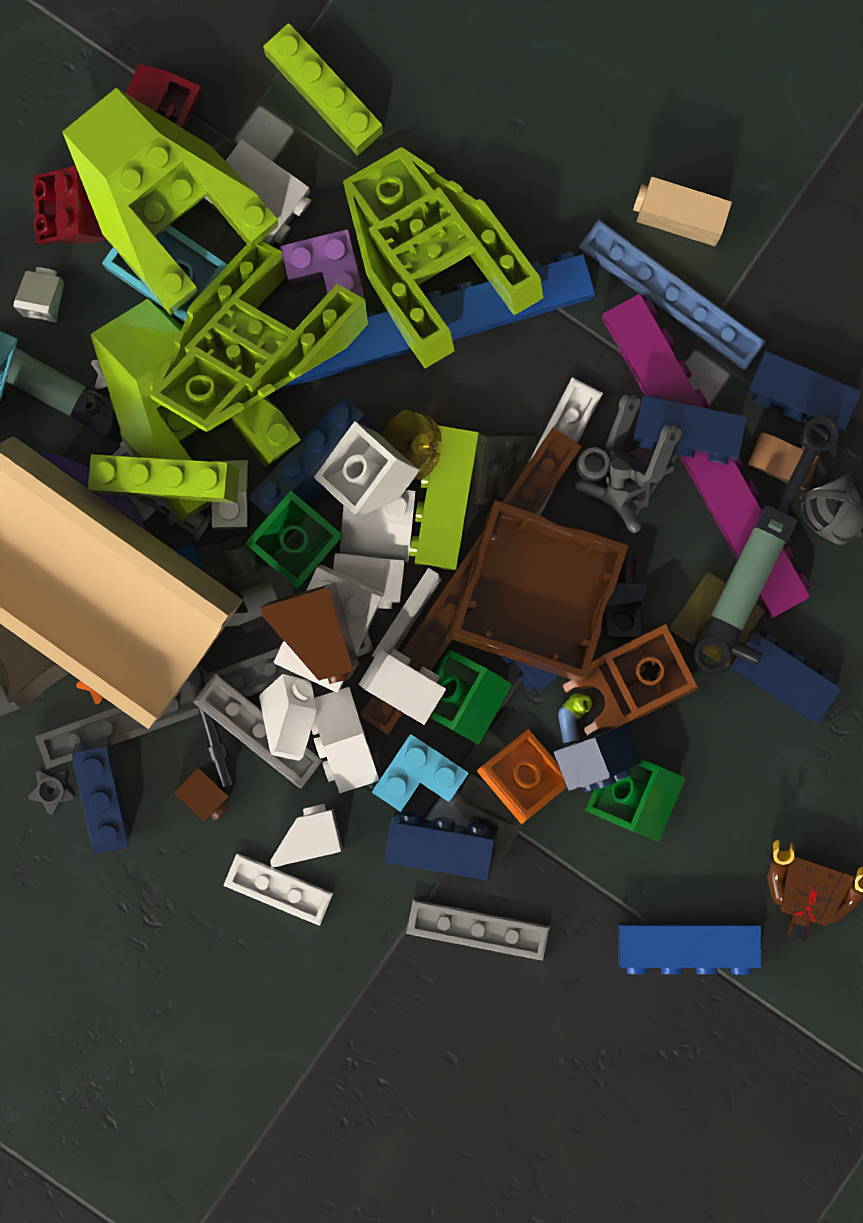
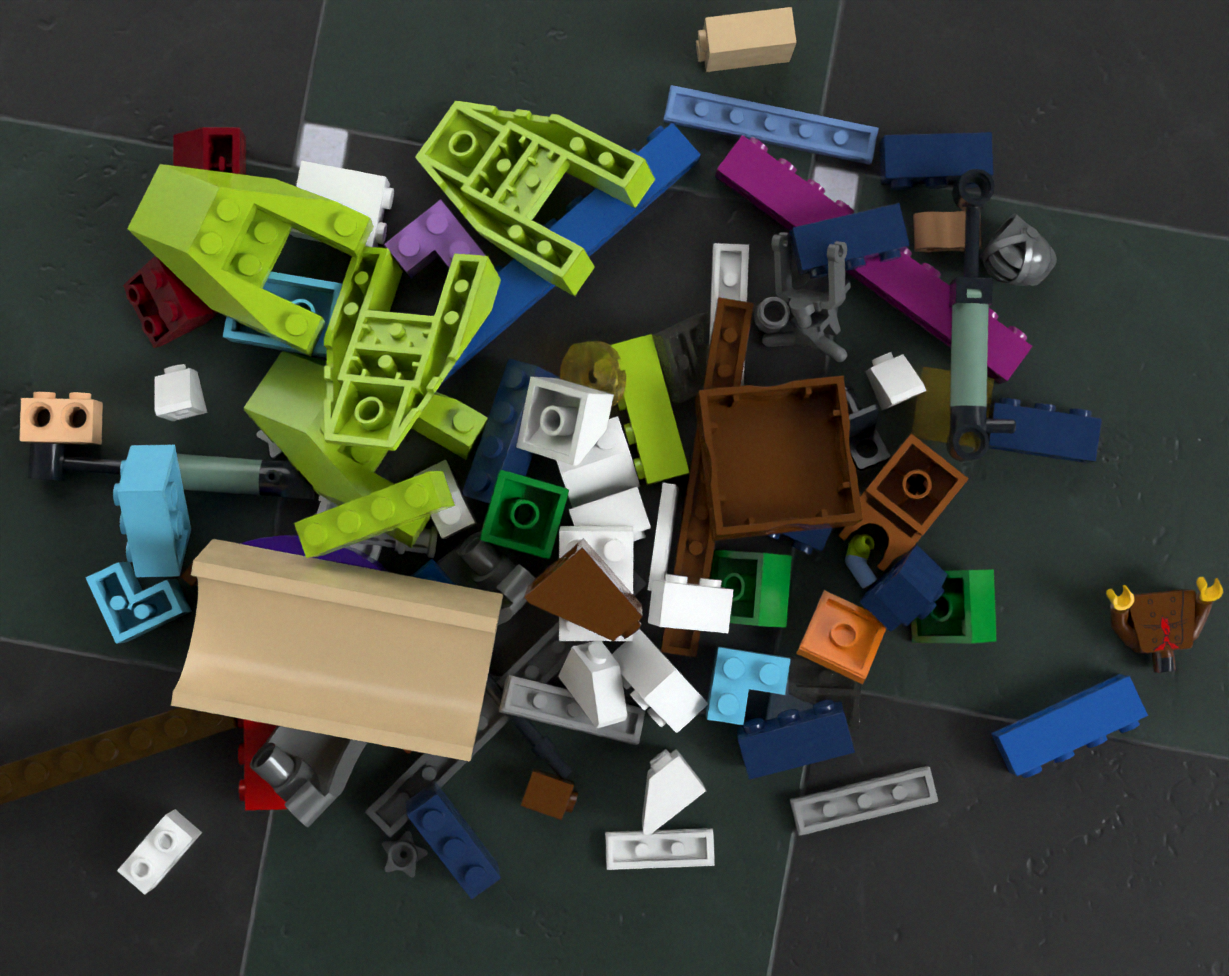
camera: 30 degrees left, 0 degrees up
(323, 89) = (357, 79): lime brick -> none
(674, 570) = (893, 380): none -> white slope

